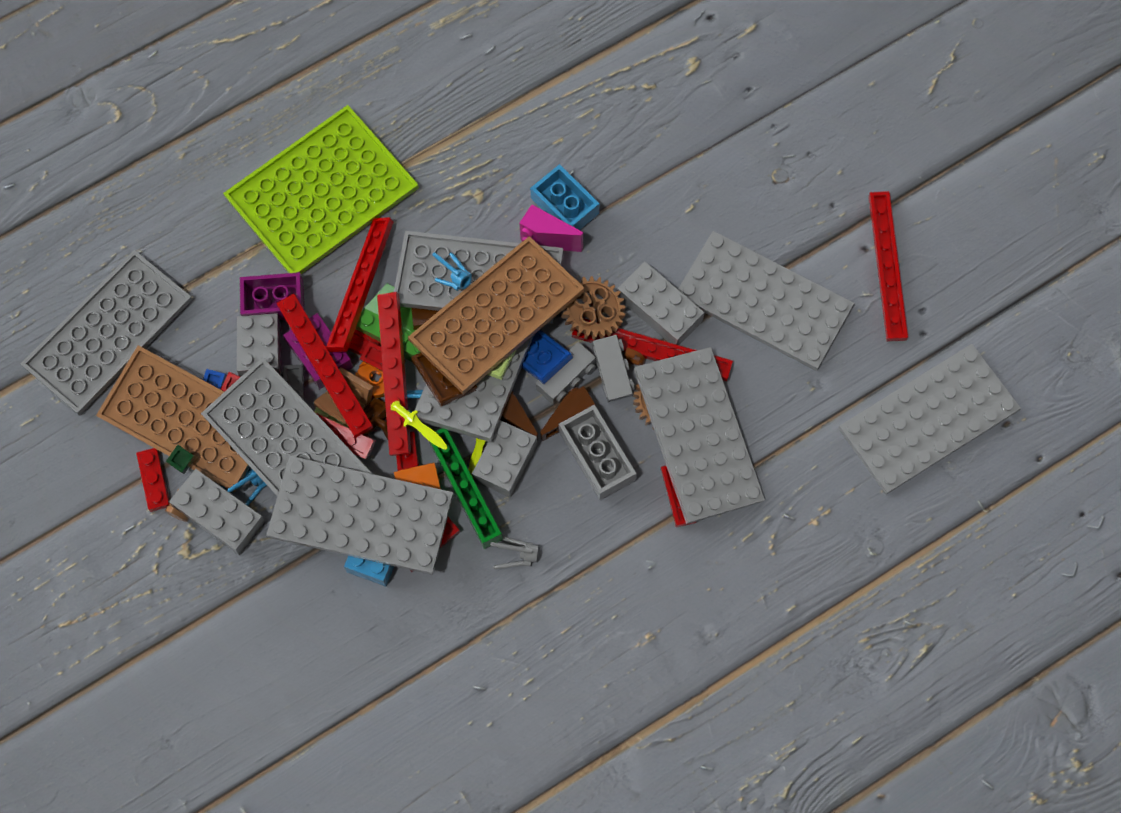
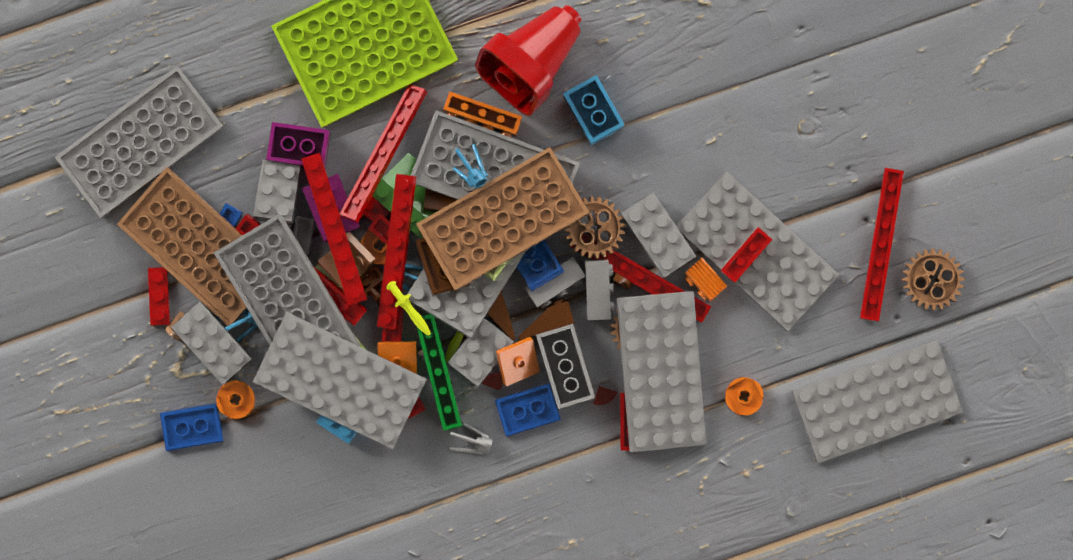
camera: 10 degrees right, 15 degrees up
(180, 459) = (187, 287): dark green plate -> none
(211, 606) = (191, 427): none -> blue tile
(242, 564) = (226, 394): none -> orange plate
(454, 225) = (482, 114): none -> orange brick
(484, 167) = (528, 59): none -> red cone
(526, 486) = (494, 381): none -> clear red tile
(545, 457) = (518, 361): none -> orange plate
(550, 231) = (568, 139): dark pink slope -> none
(568, 508) = (527, 409): none -> blue tile
(645, 476) = (604, 396): none -> clear red tile
(719, 337) = (705, 280): none -> orange brick
(754, 301) = (746, 254): none -> red plate
(790, 454) = (746, 385): none -> orange plate
(967, 291) = (947, 288): none -> medium nougat gear

